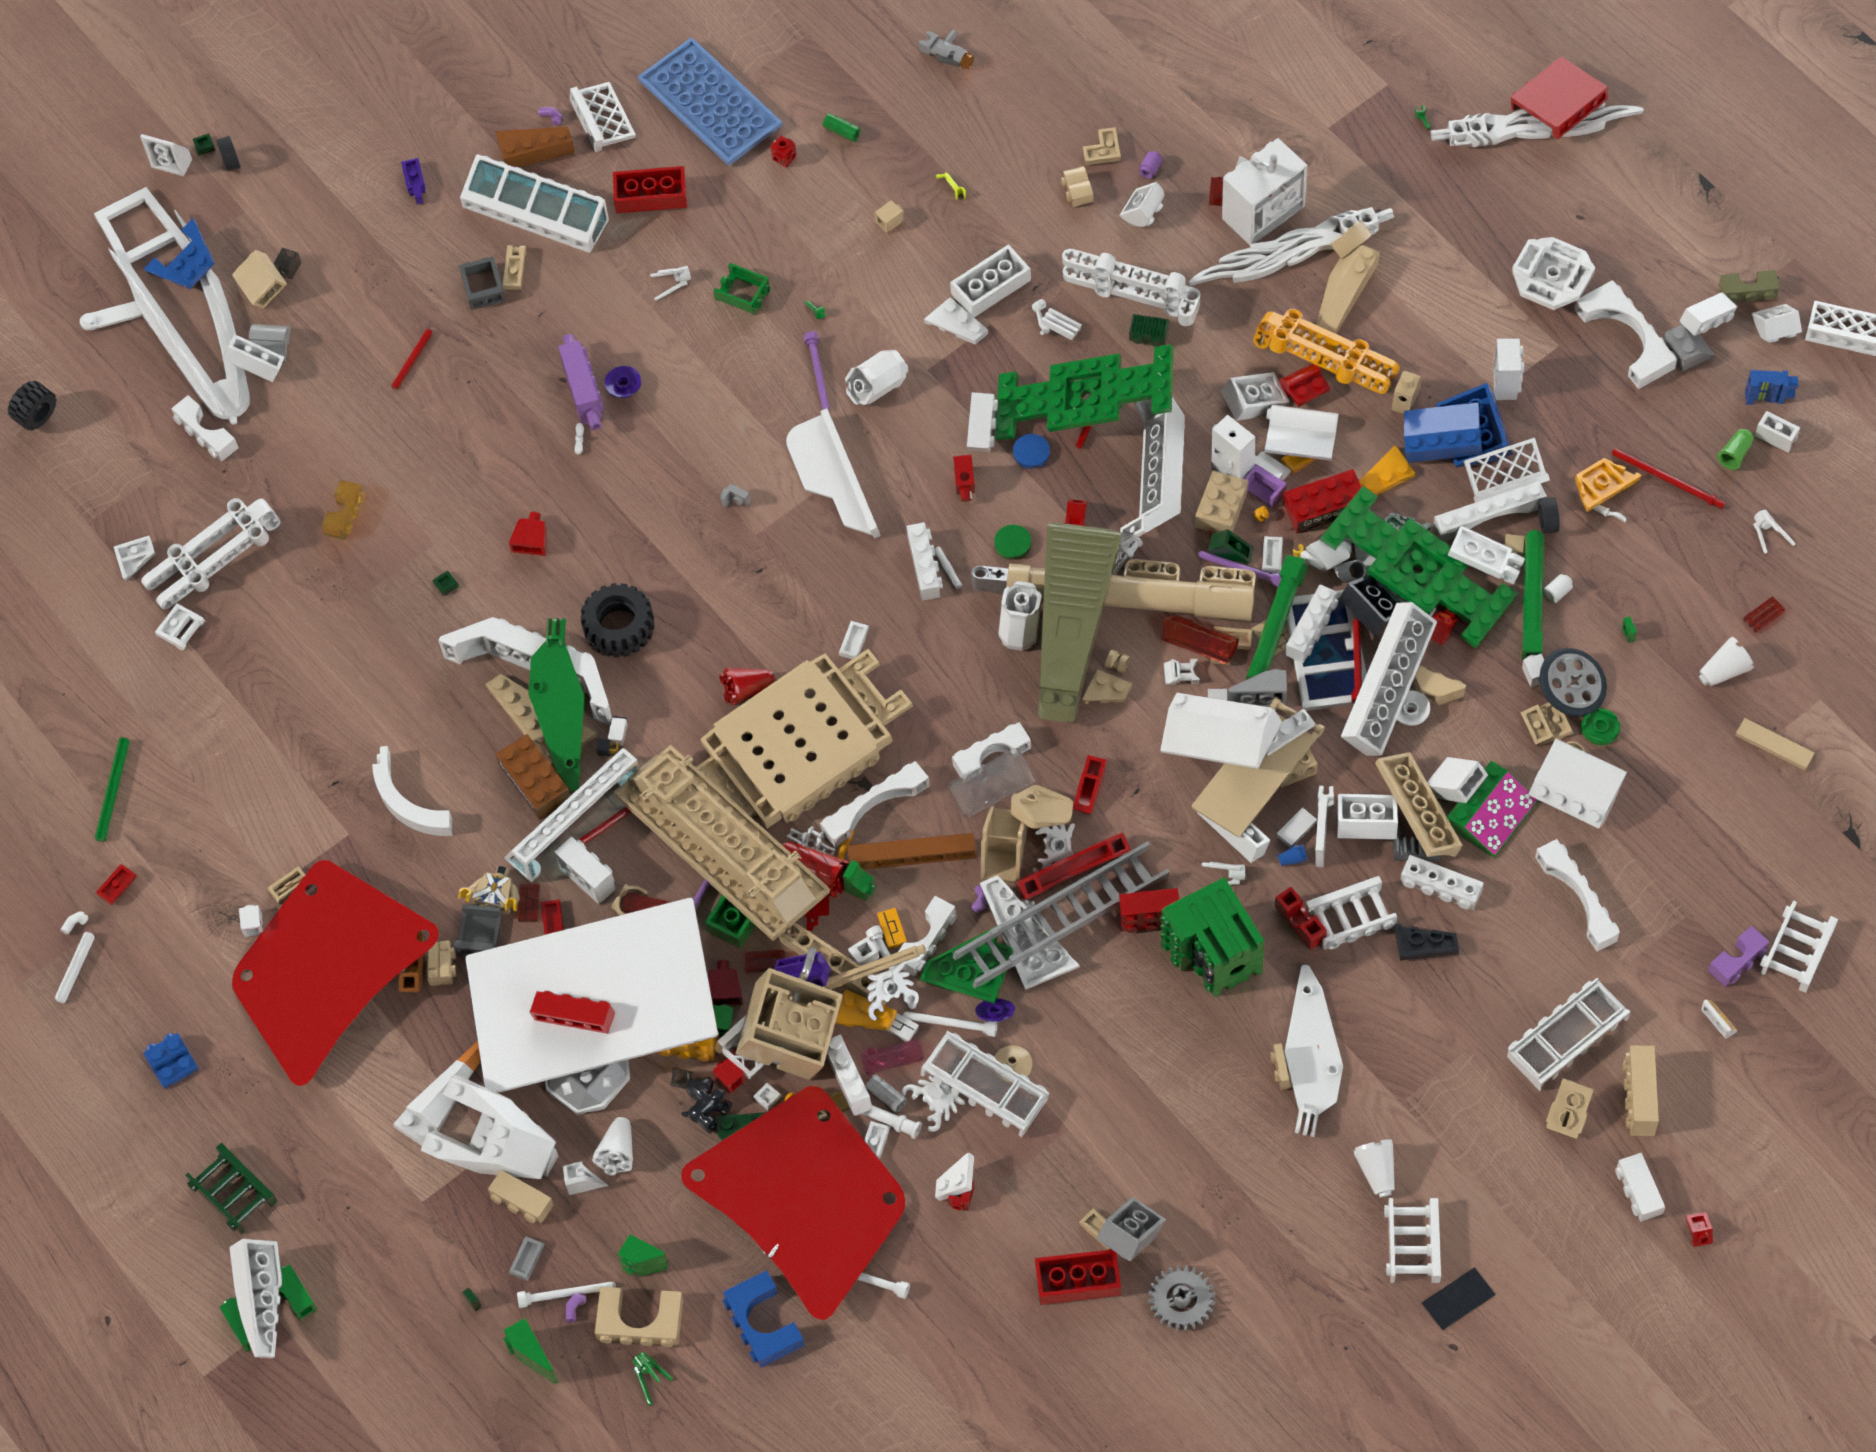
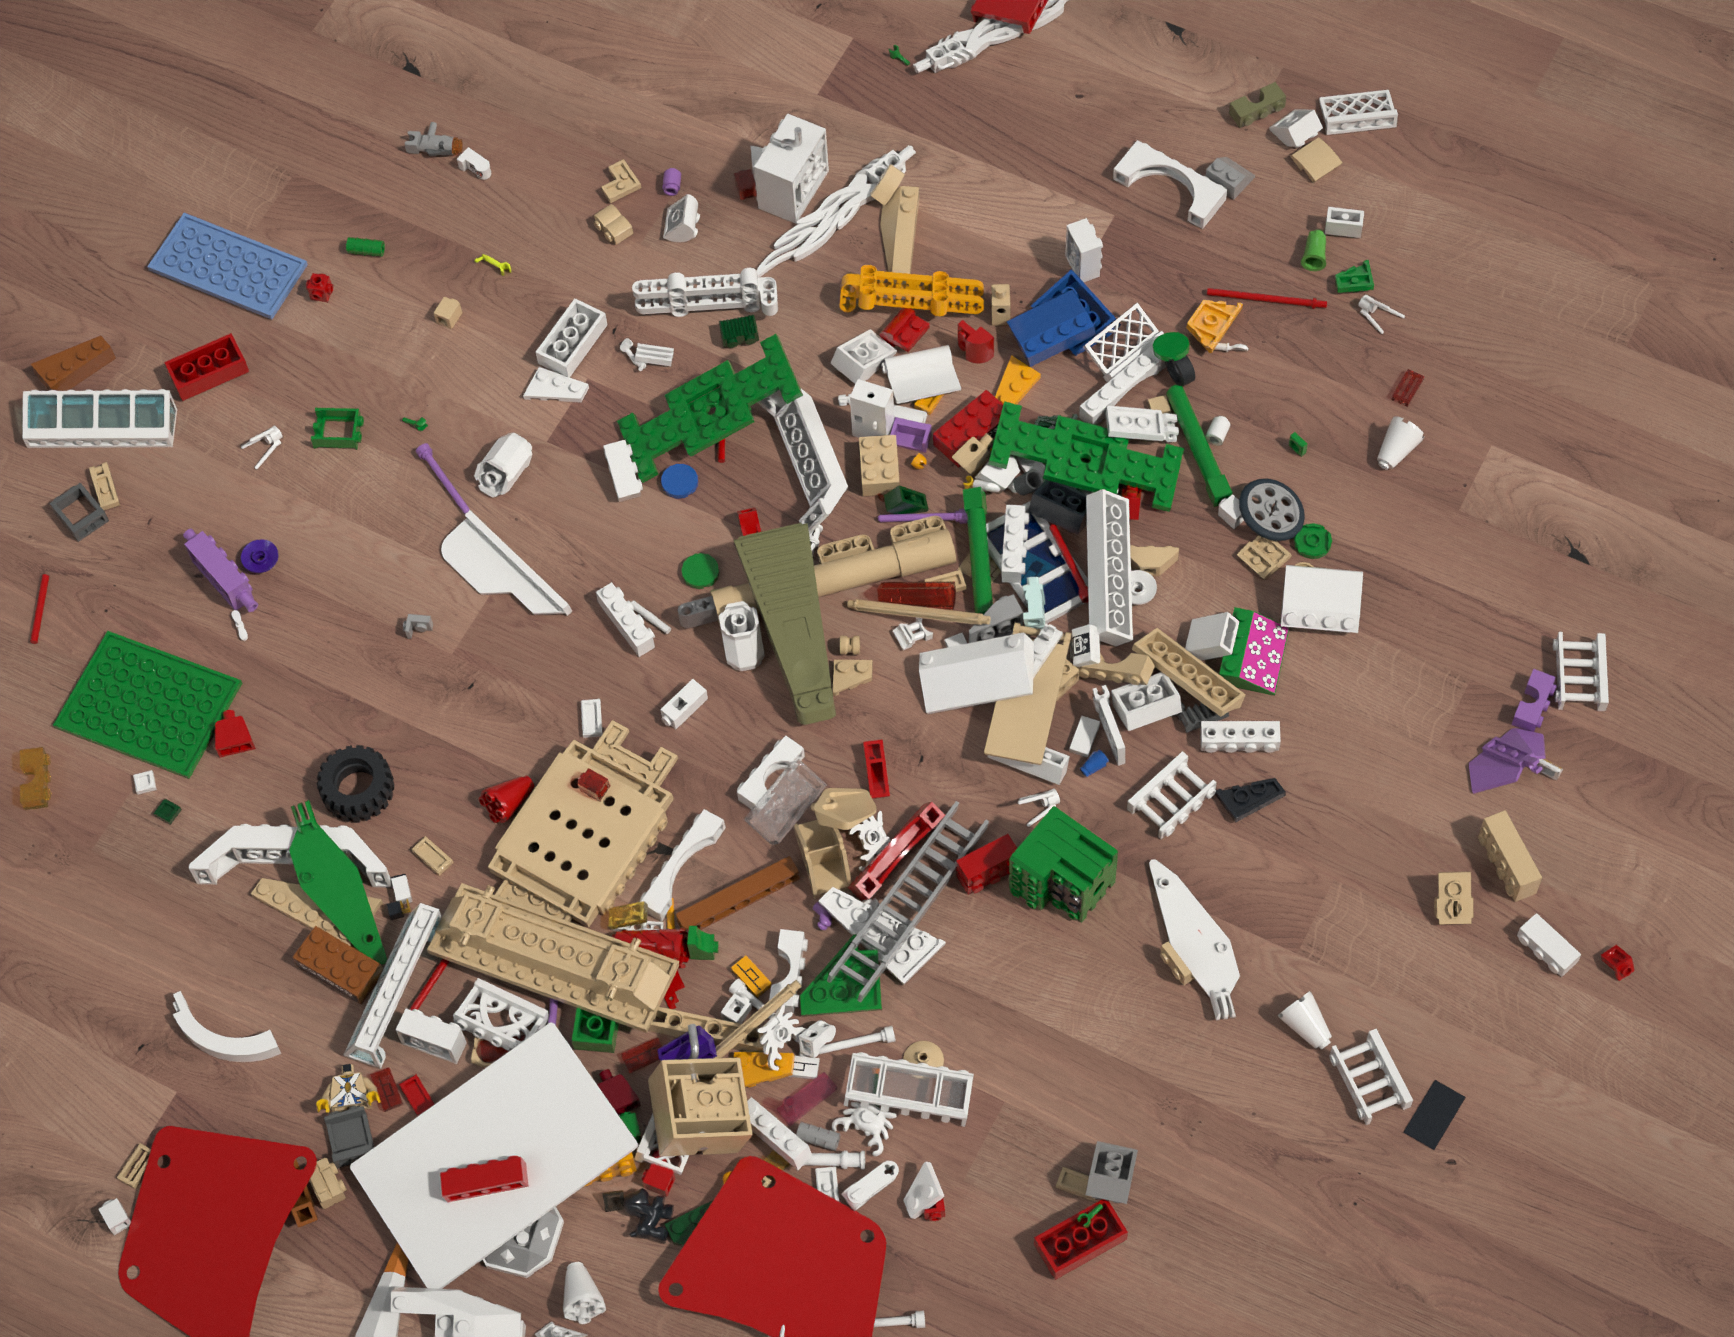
camera: 25 degrees left, 0 degrees up
(436, 549) = (144, 782): none -> white tile
(469, 480) = (147, 704): none -> green tile
(553, 113) = (83, 330): medium lavender arm -> none
(587, 117) = (117, 323): white fence -> none
(644, 893) = (501, 1035): none -> white fence
(658, 711) = (432, 856): none -> tan tile
(767, 1096) = (704, 1185): white tile -> none
(805, 830) = (628, 915): none -> clear yellow tile
(823, 700) = (593, 784): none -> clear red brick
(912, 1154) = (870, 1185): none -> white piece
(923, 1004) = (815, 1037): none -> white leg
(941, 659) = (683, 704): none -> white brick
(964, 477) = (628, 526): red torso -> none
(976, 82) = (474, 162): none -> white leg
(995, 1012) = (889, 1016): dark purple dish -> none
(1092, 1259) = (1090, 1215): none -> green hand
(1163, 1305) = (1198, 1205): light grey gear -> none
(1193, 654) = (919, 612): none -> tan piece
(1272, 554) = (946, 494): white tile -> none
(1293, 911) = (1116, 812): red arch -> none
(1304, 687) = (1035, 604): none -> light aqua hips
(1311, 525) = (974, 454): none -> tan torso
(1332, 744) = (1085, 646): none -> white piece
(1364, 421) = (976, 343): none -> red brick
(1366, 782) = (1134, 670): none -> tan arch
(1546, 491) = (1171, 346): none -> green tile
(1547, 258) = (1073, 138): white piece -> none
(1556, 862) = (1334, 678): white arch -> none
(1567, 1033) = (1417, 830): window -> none
(1684, 997) = (1505, 759): none -> medium lavender panel
(1708, 314) = (1236, 140): white brick -> none
(1763, 491) = (1355, 279): none -> green wing
(1770, 386) = (1319, 185): blue hips -> none
(1774, 744) = (1472, 499): tan tile -> none
(1782, 357) = (1316, 159): none -> tan slope

